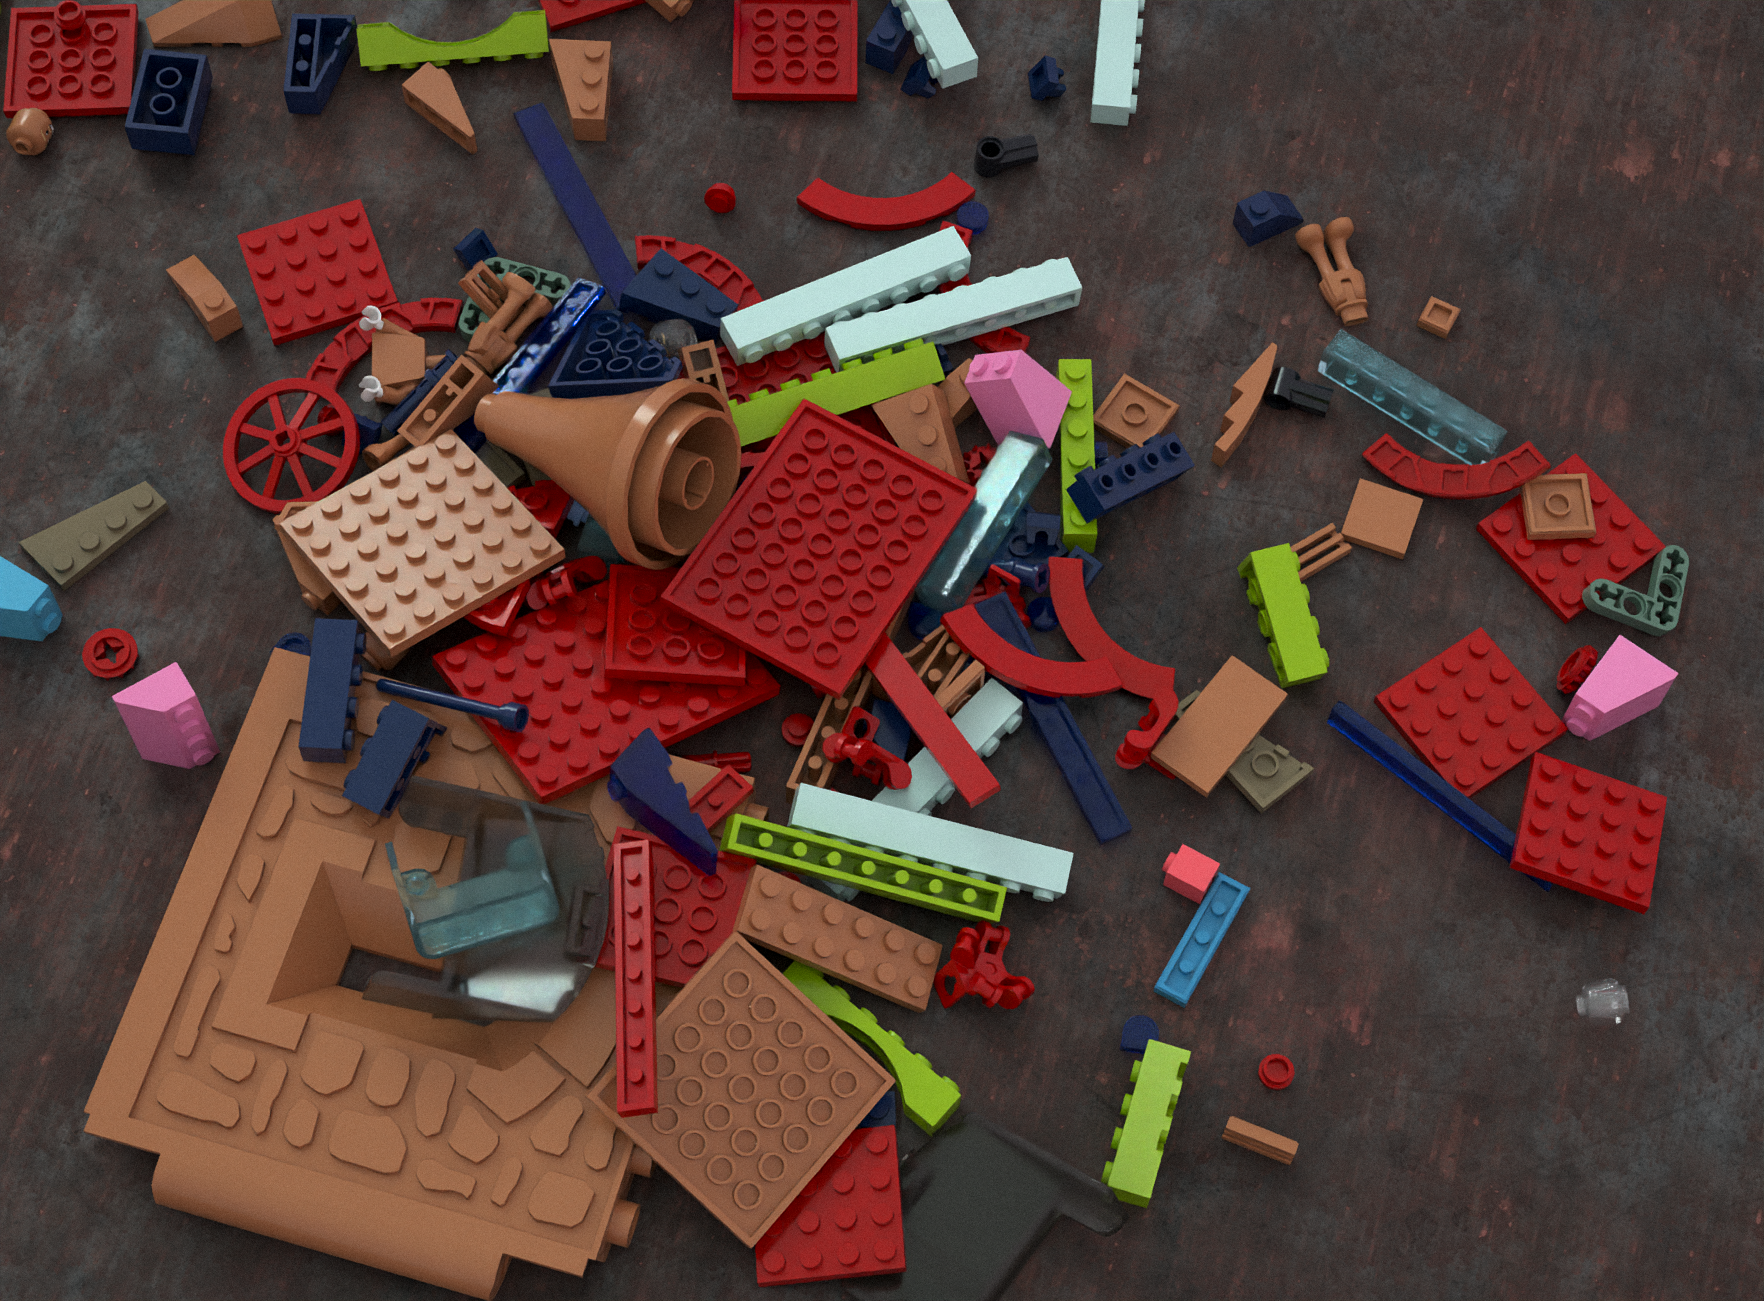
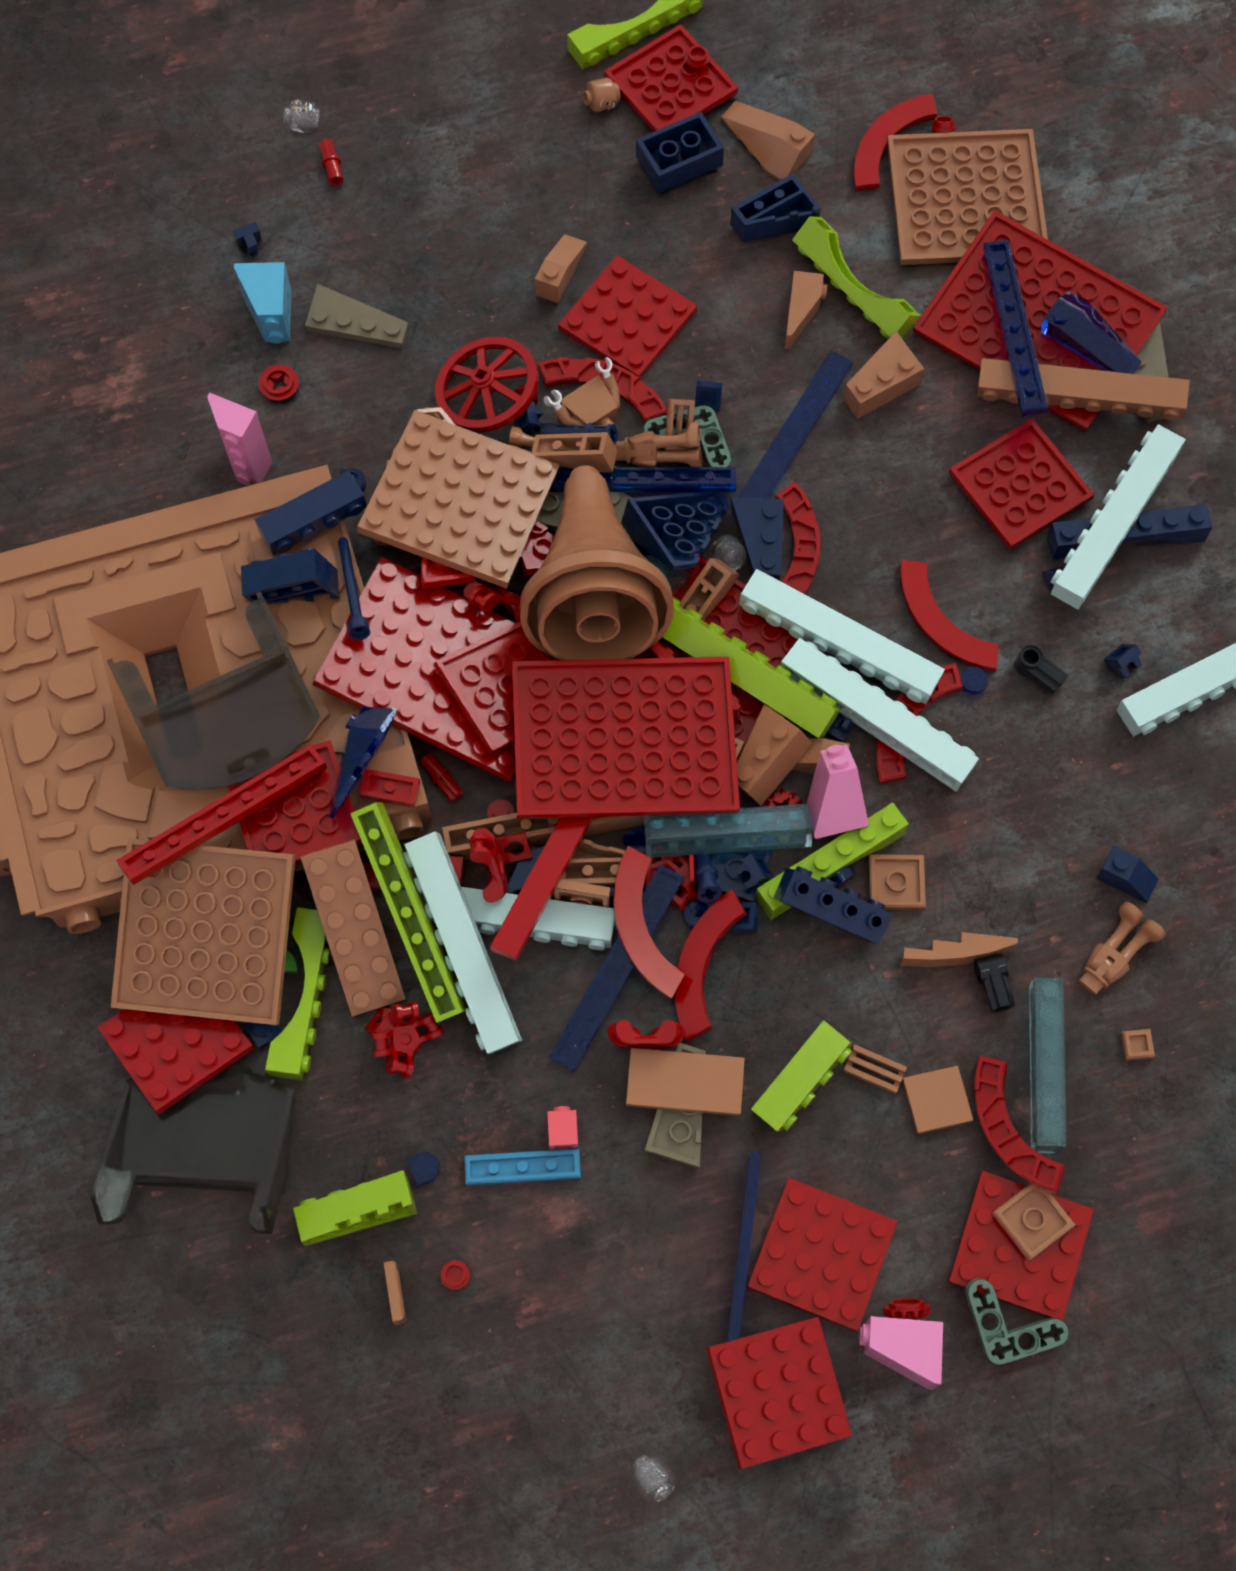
camera: 60 degrees right, 5 degrees up
(481, 907) = (211, 690): clear light blue windscreen -> none
(720, 198) = (863, 513): red plate -> none

